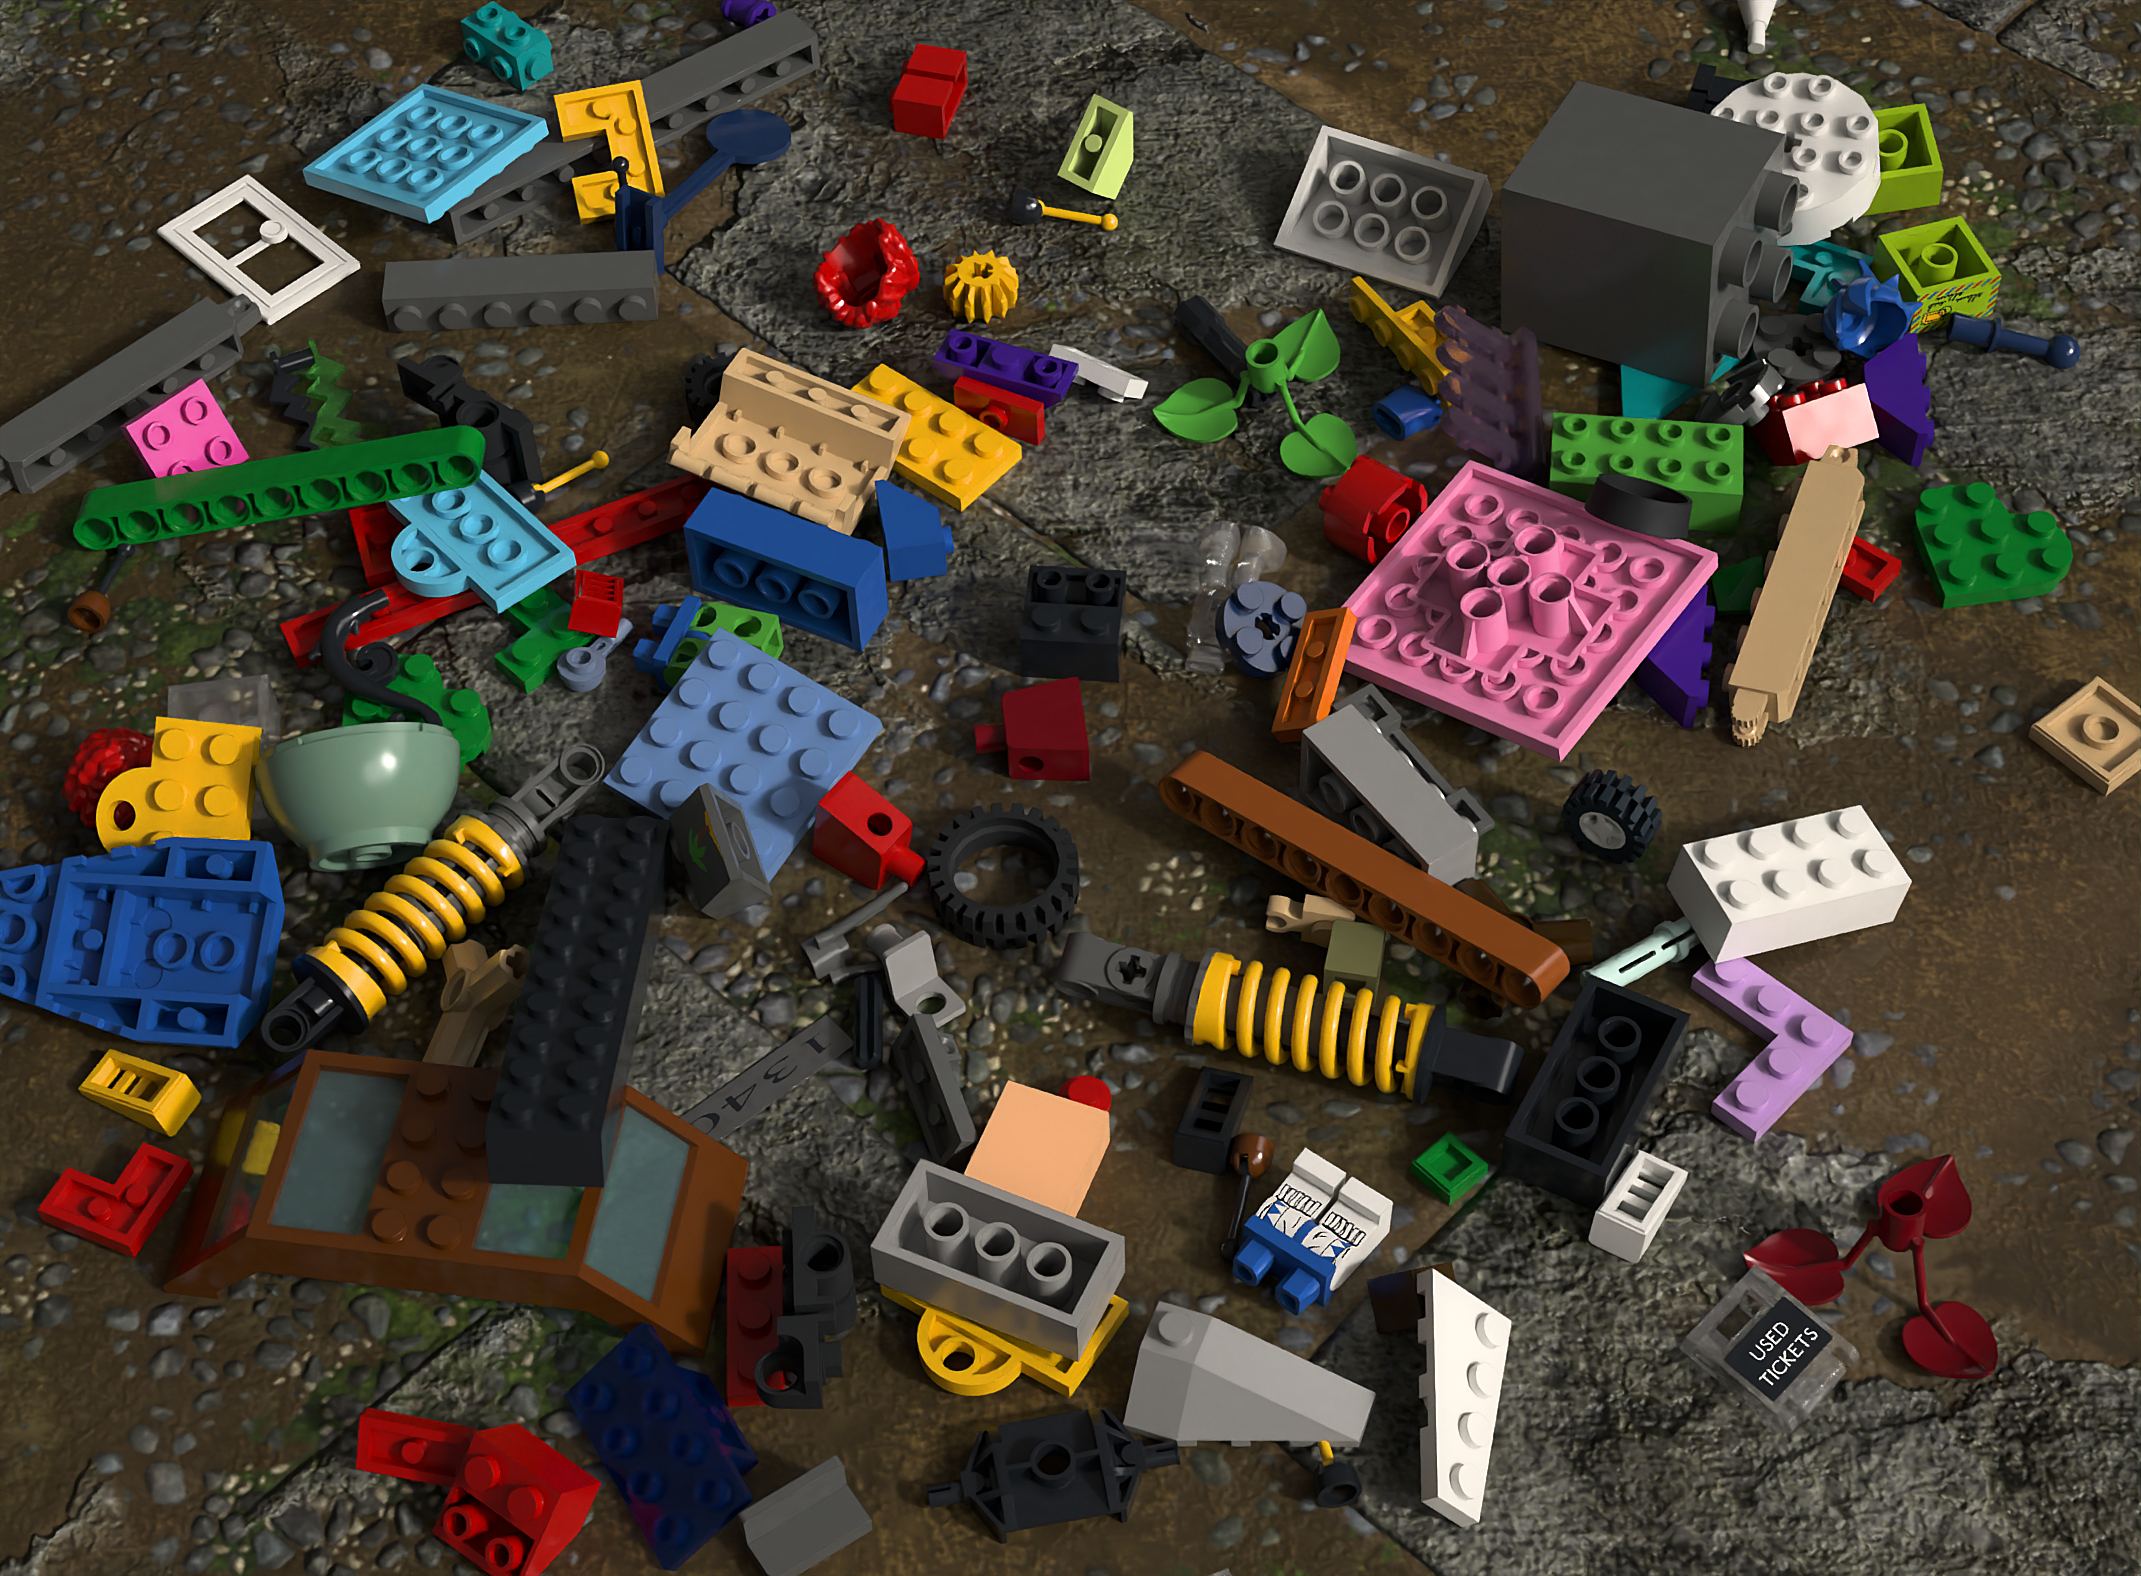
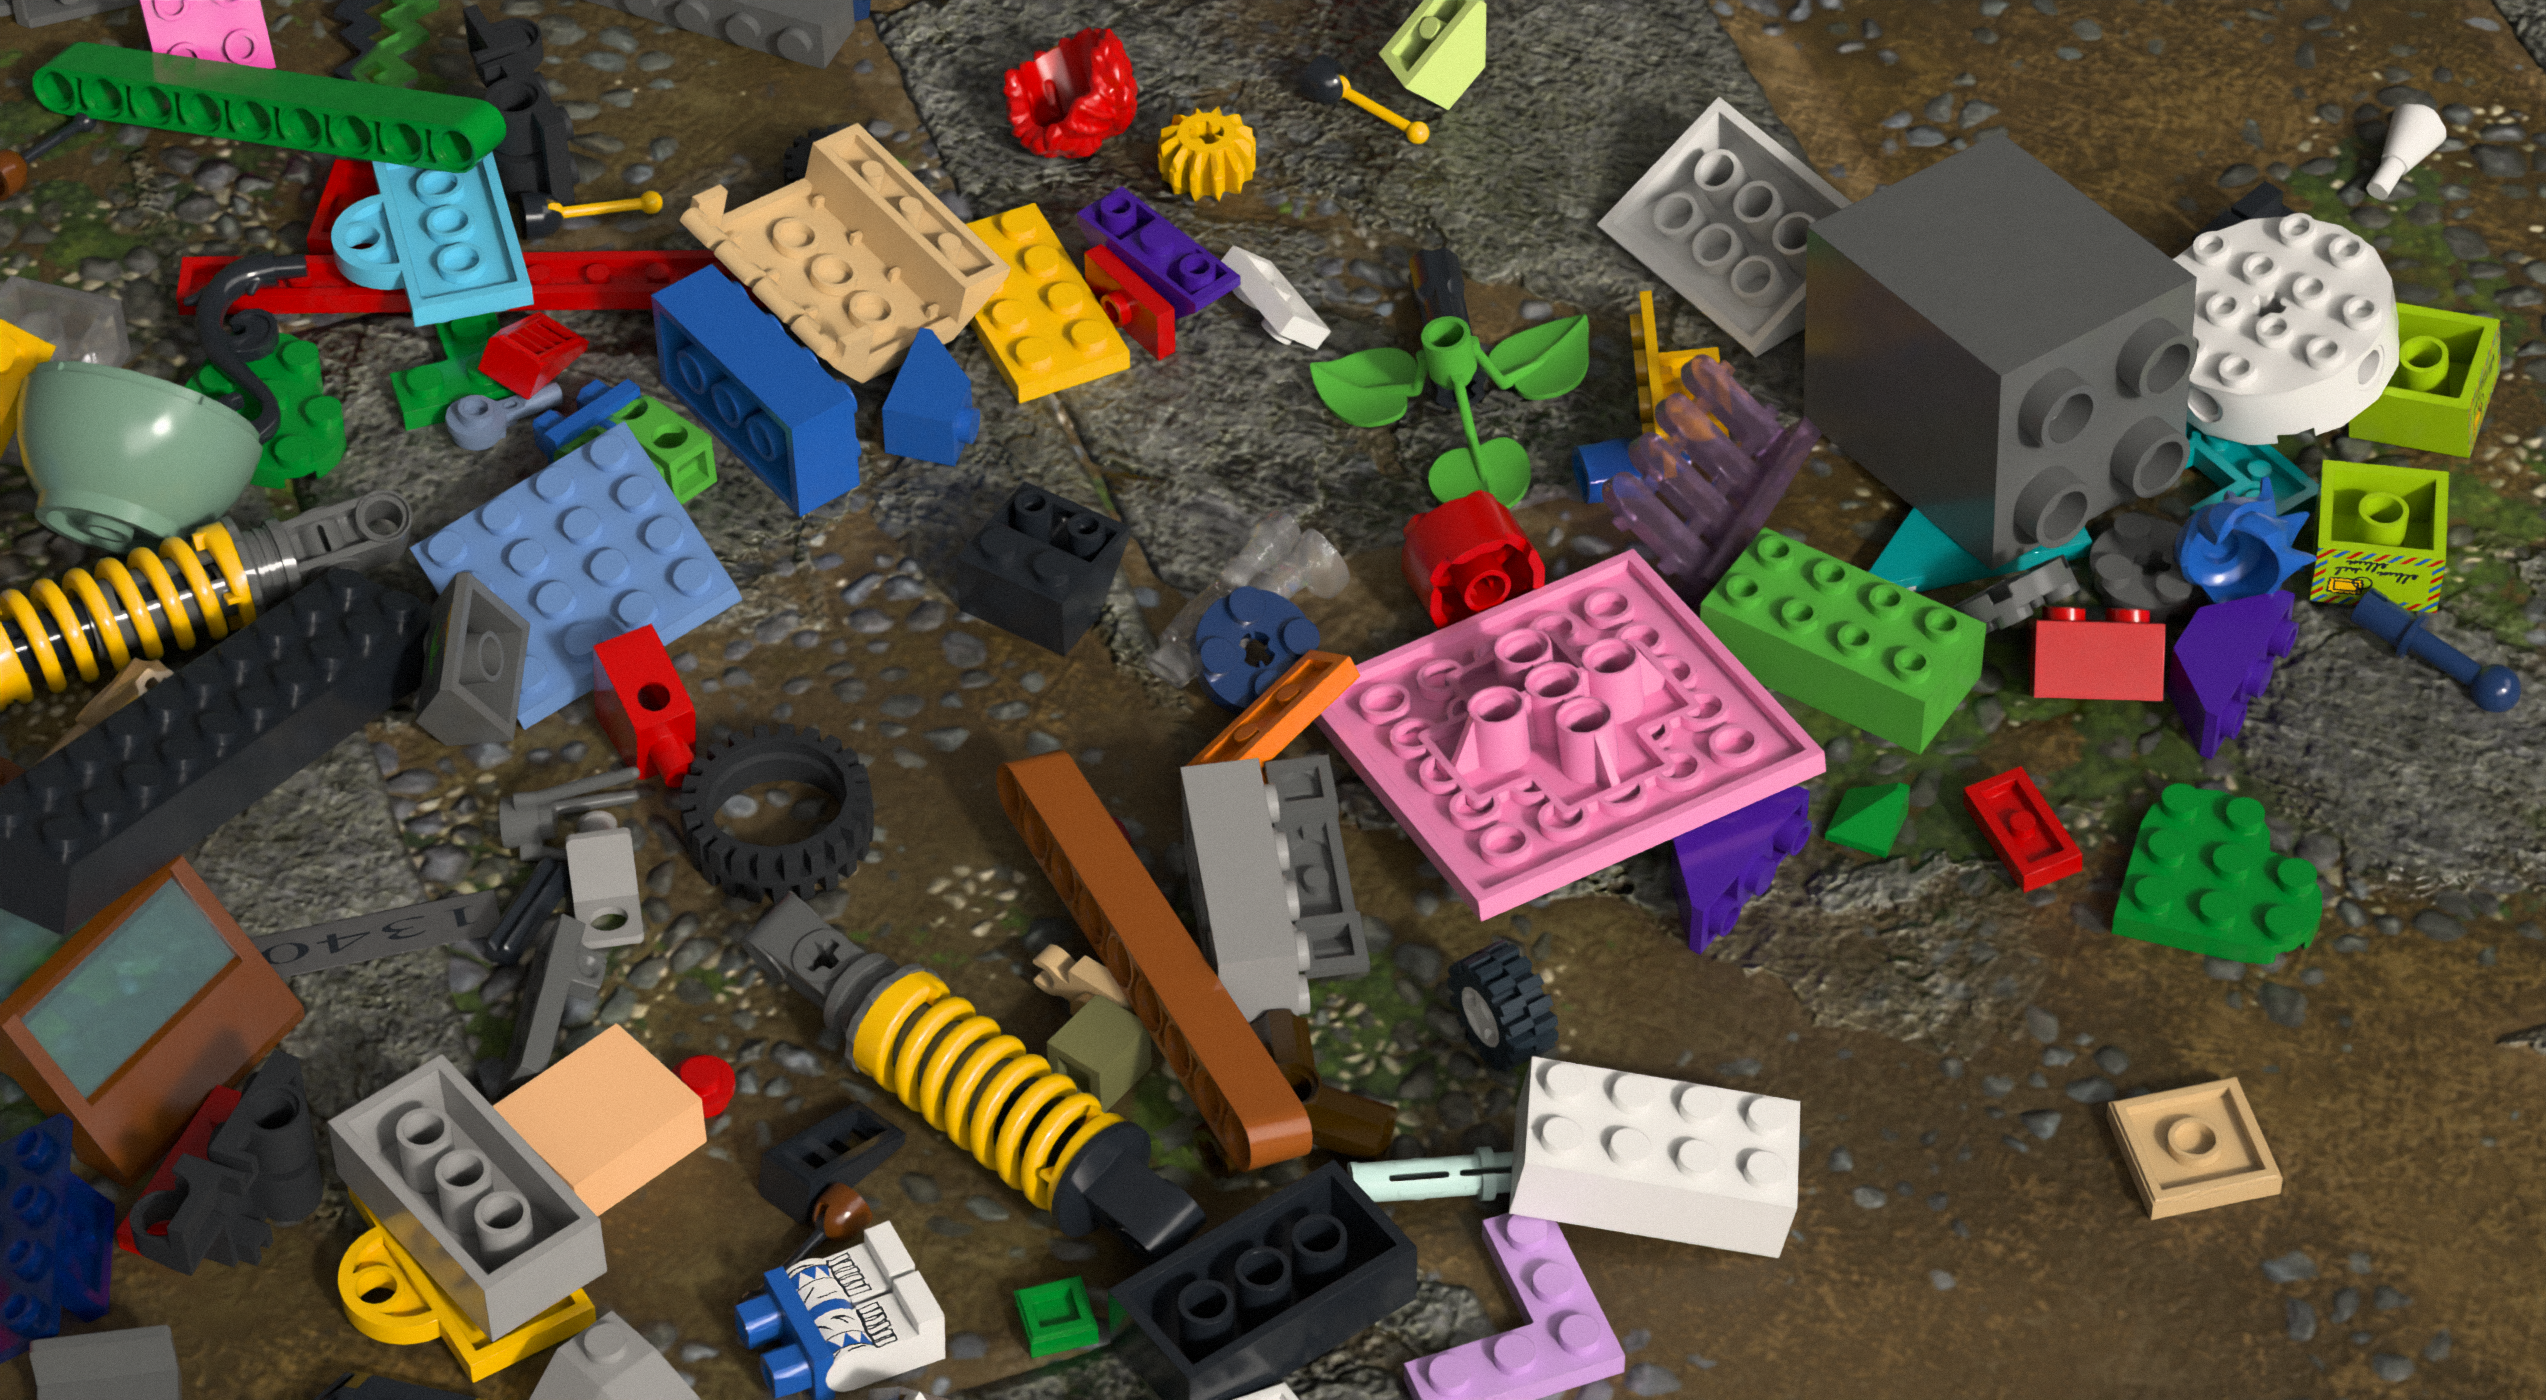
camera: 25 degrees right, 5 degrees down
(1040, 733) = (926, 674): dark red torso -> none
(1640, 506) = (1774, 666): black tyre -> none
(1795, 595) = (1915, 842): tan hinge -> none

